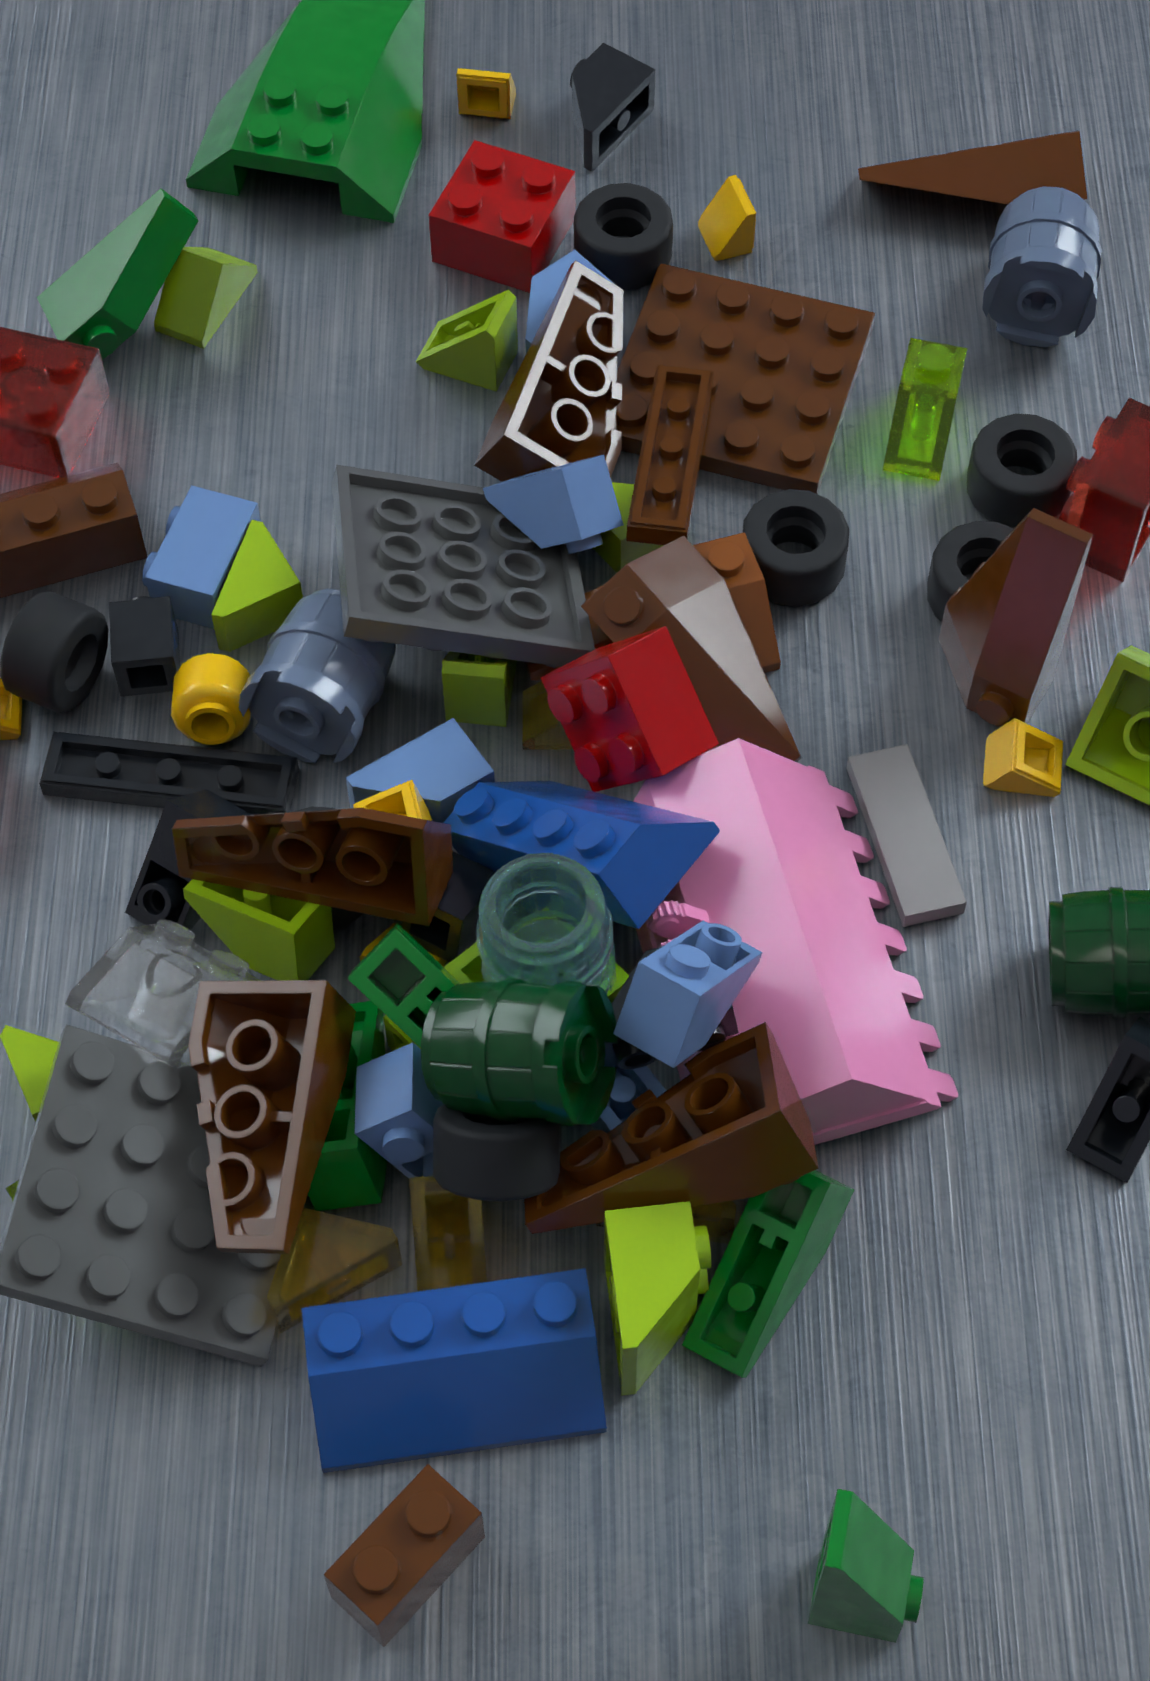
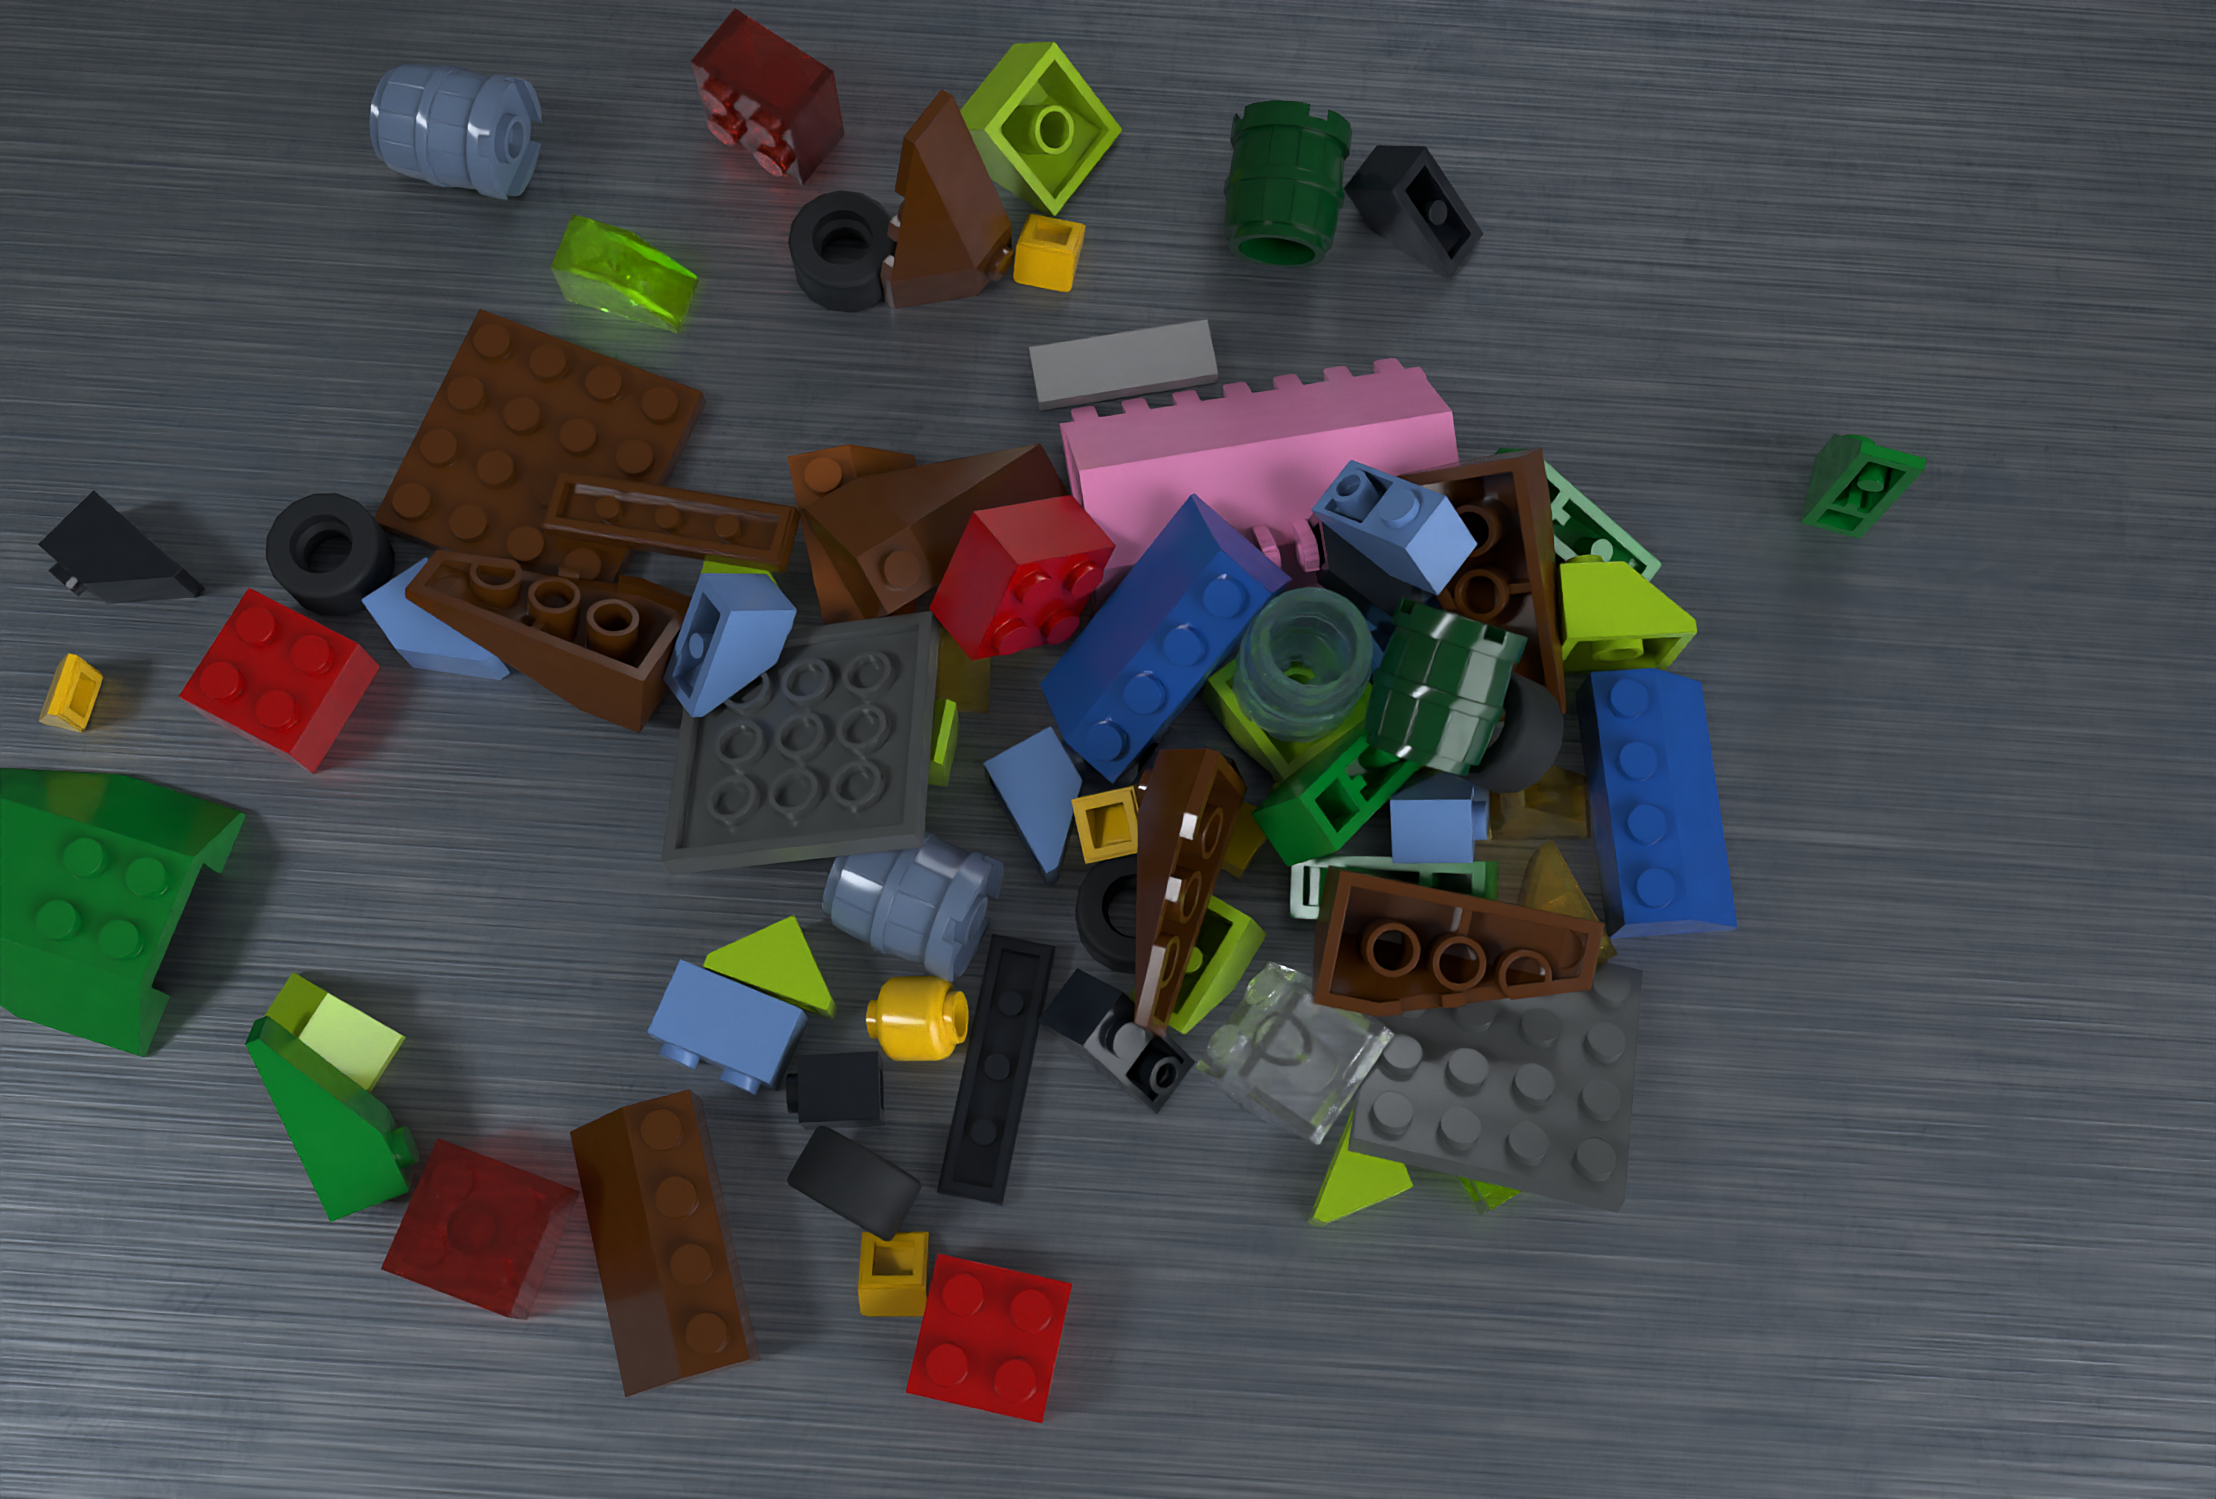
camera: 90 degrees left, 15 degrees up
(405, 1555) = (1829, 850): reddish brown brick -> none
(475, 343) = (460, 728): lime slope -> none
(729, 221) = (322, 442): yellow slope -> none
(802, 519) = (777, 387): black tyre -> none
(992, 172) = (307, 130): dark orange wedge -> none
(1026, 443) = (708, 163): black tyre -> none

